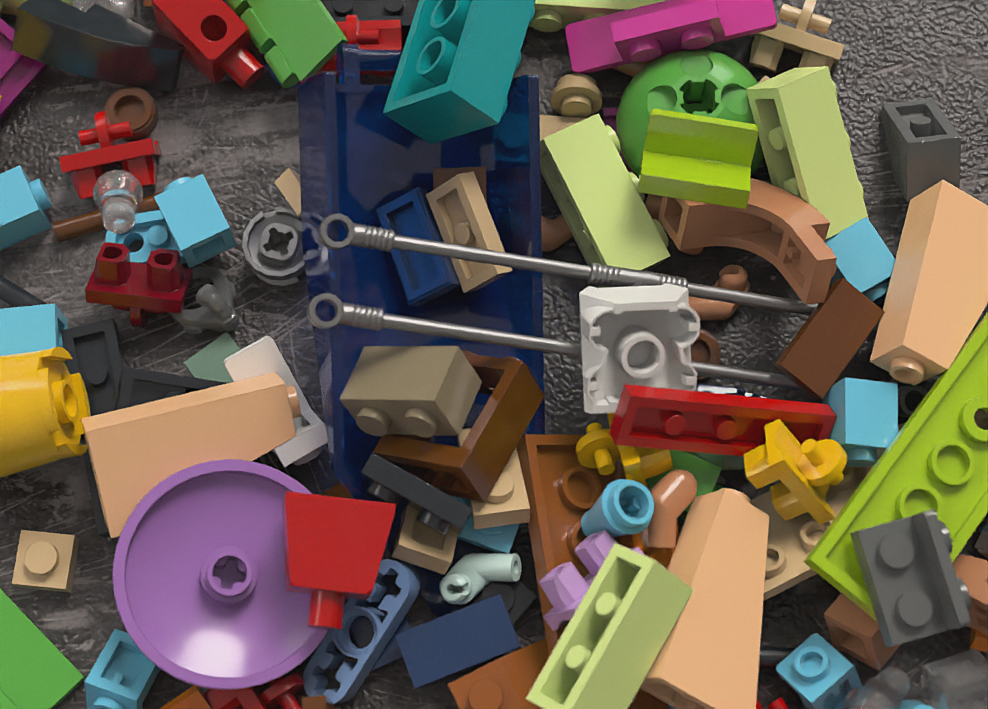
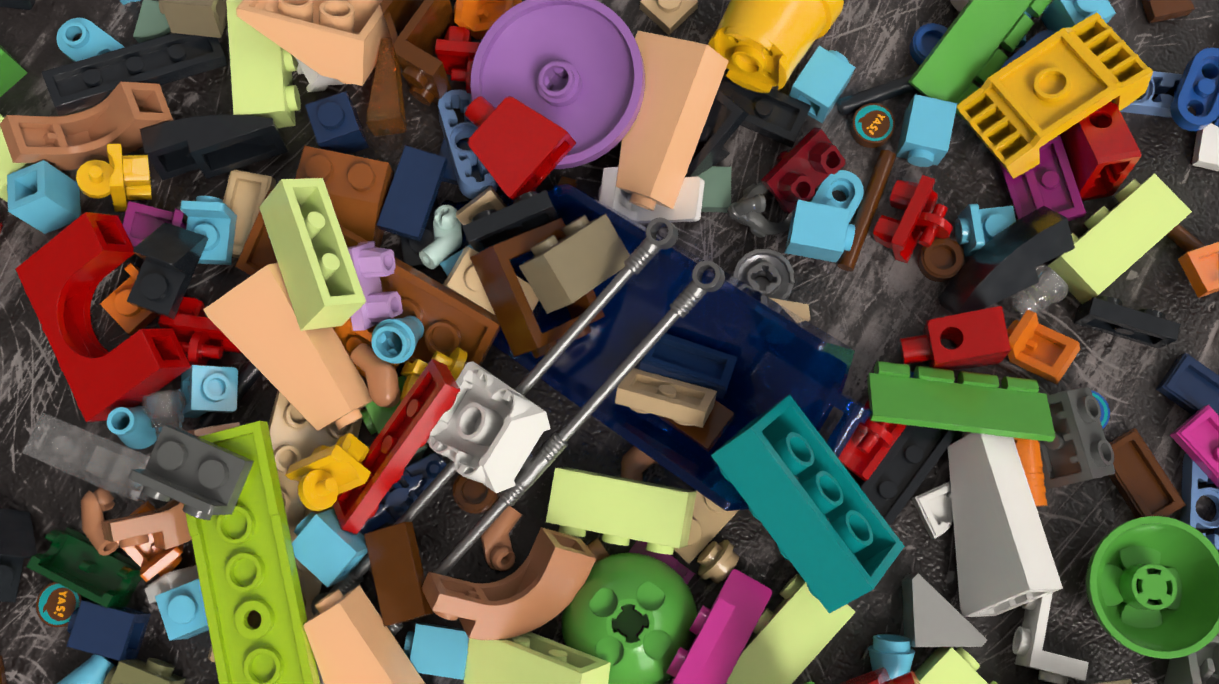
camera: 125 degrees right, 5 degrees up
(36, 266) = (872, 125): none -> reddish brown tile
(71, 95) = (978, 226): none -> medium azure bracket
(118, 199) = (876, 198): clear piece -> none
(697, 158) = (583, 581): lime panel -> none

